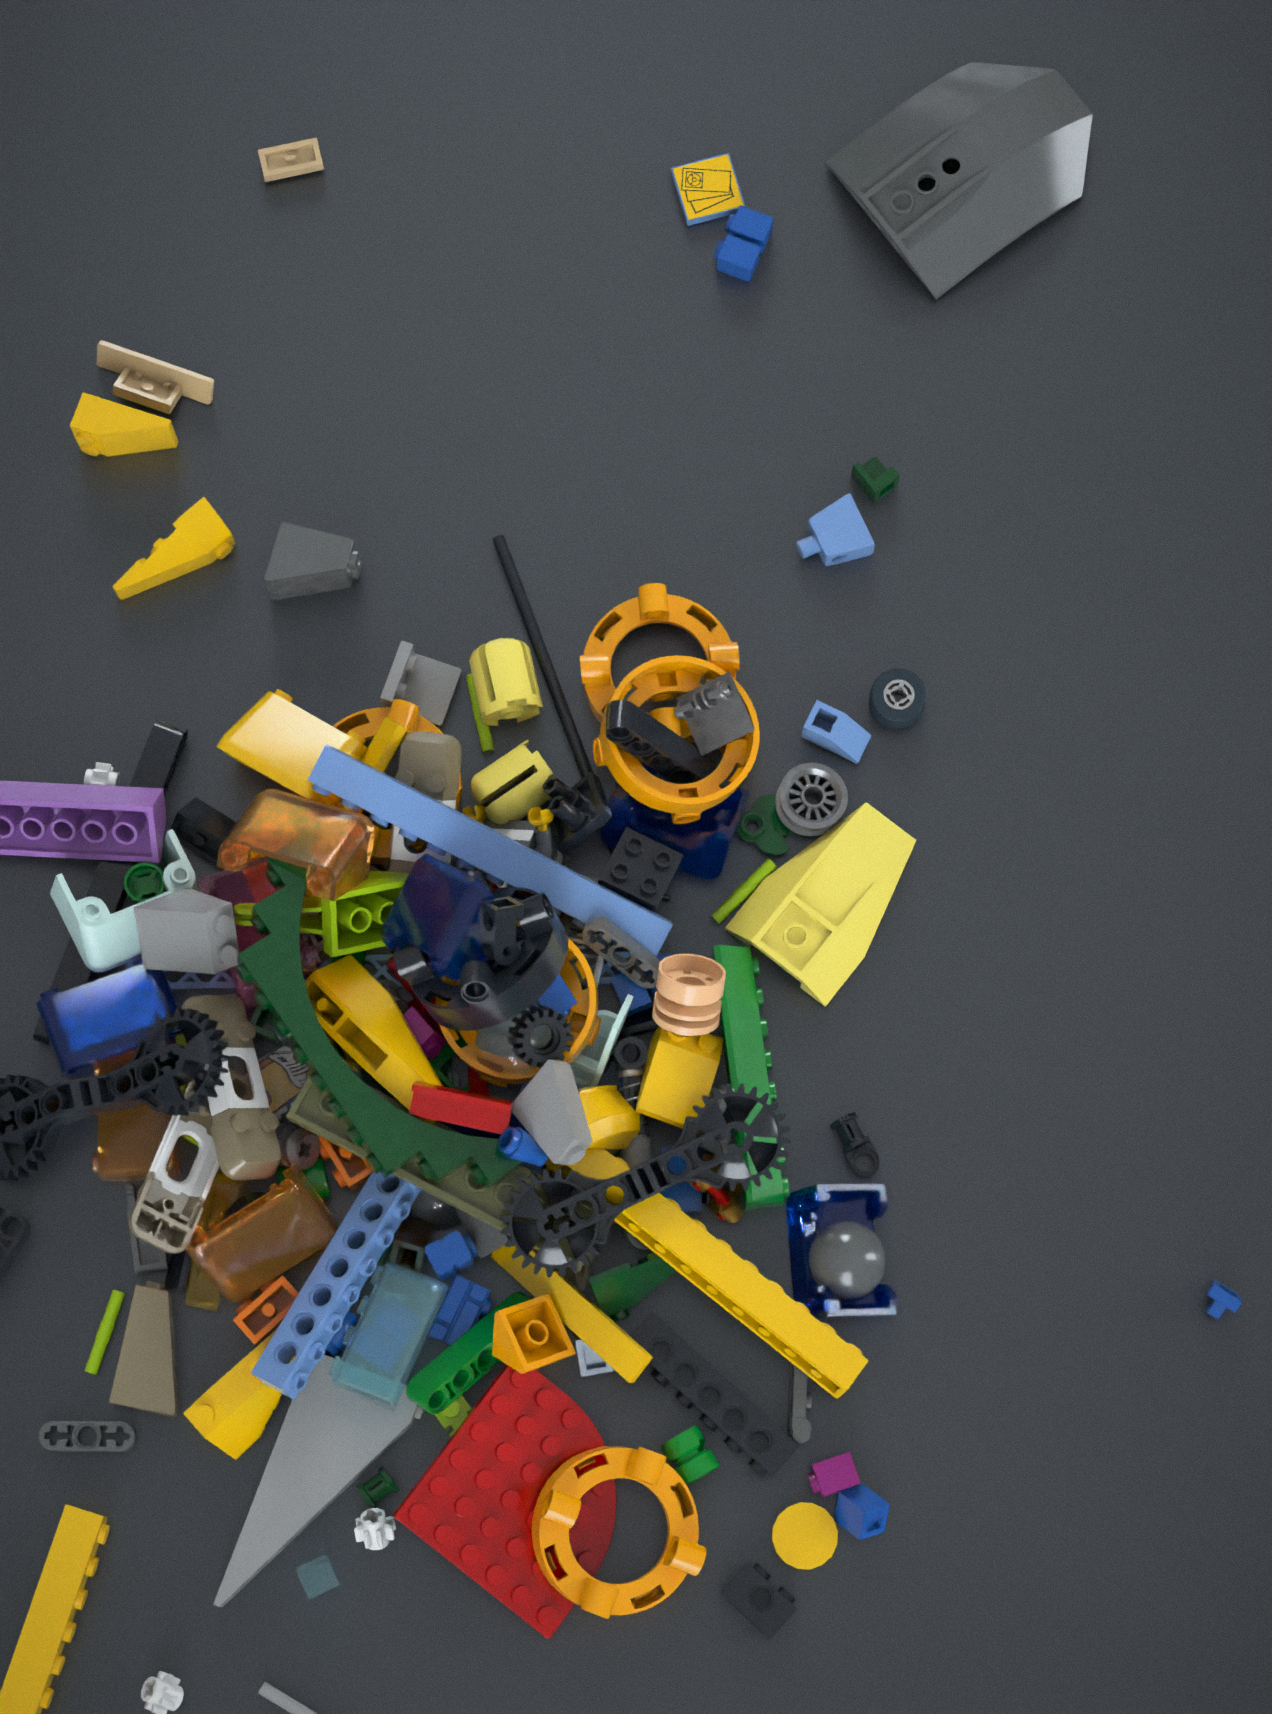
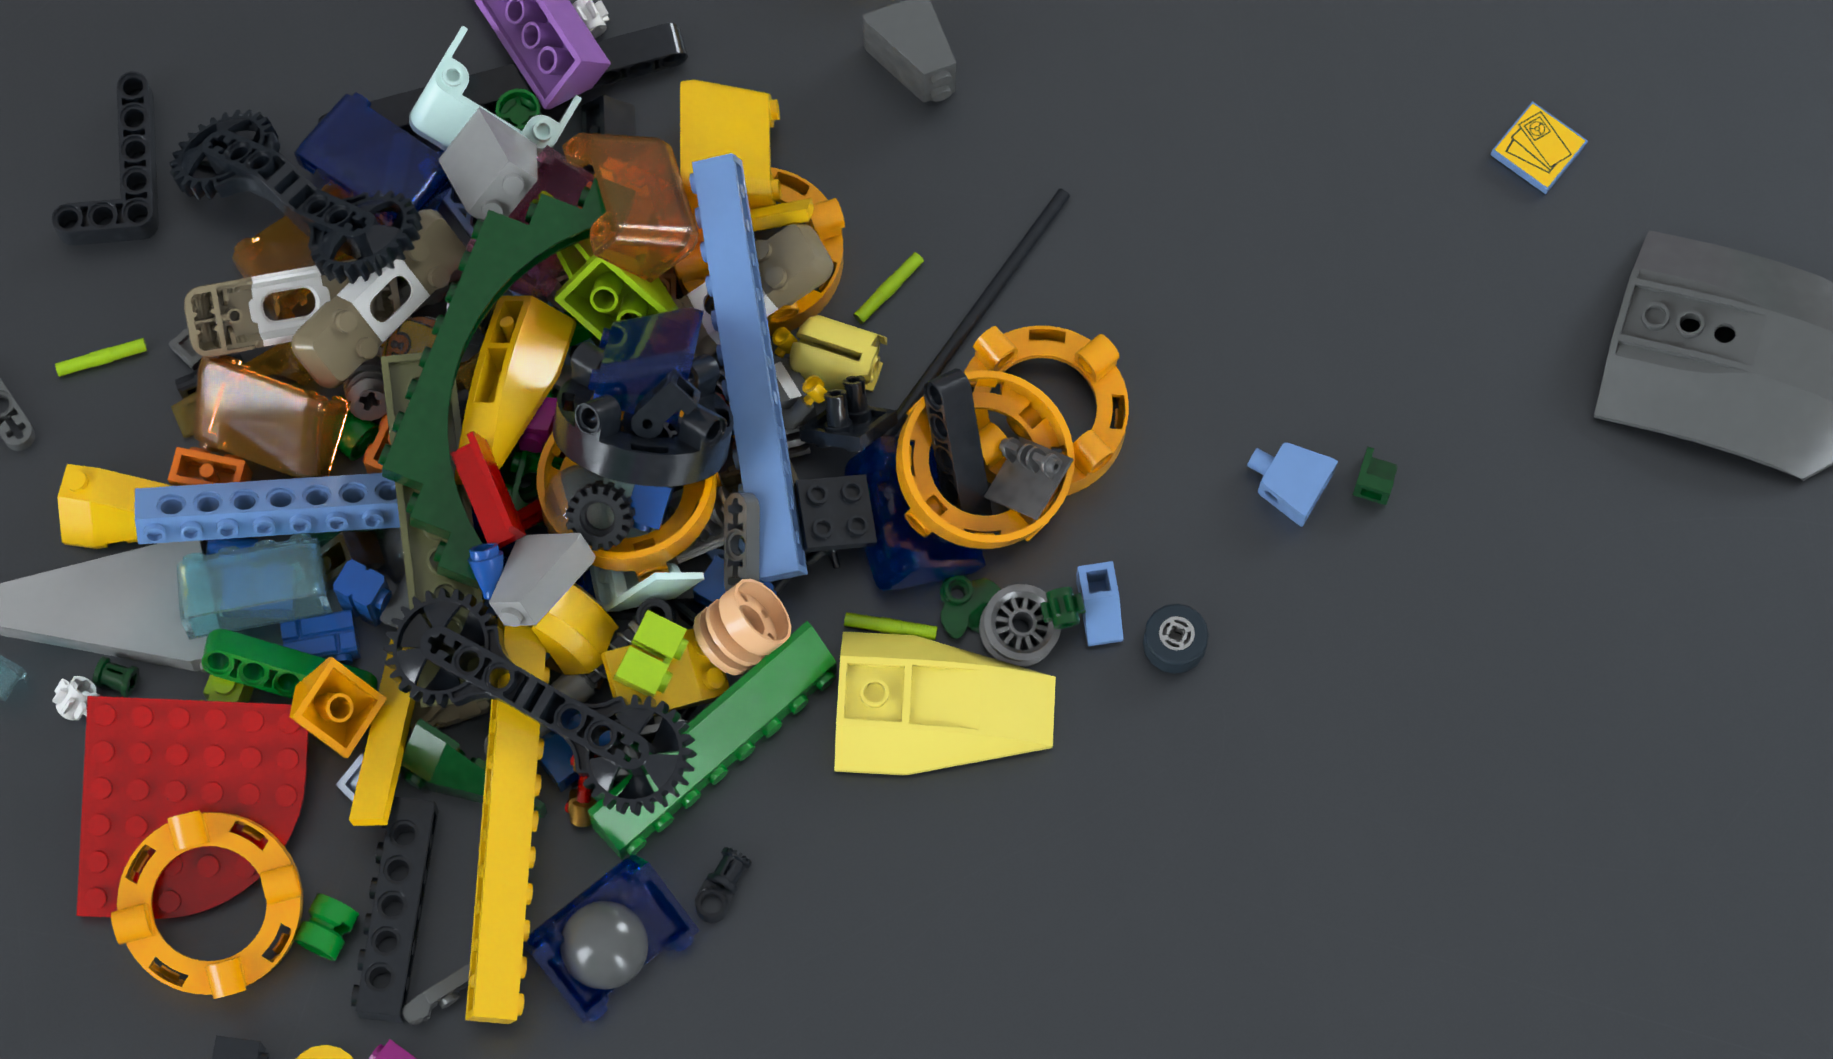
camera: 55 degrees right, 5 degrees down
(147, 1357) = (104, 404): dark tan slope -> none
(421, 682) = (874, 217): light grey bracket -> none
(505, 681) = (928, 284): light yellow cylinder -> none
(659, 1059) = (659, 638): none -> lime piece
(746, 239) = (1519, 208): blue piece -> none
(827, 759) = (1062, 607): none -> dark green gear

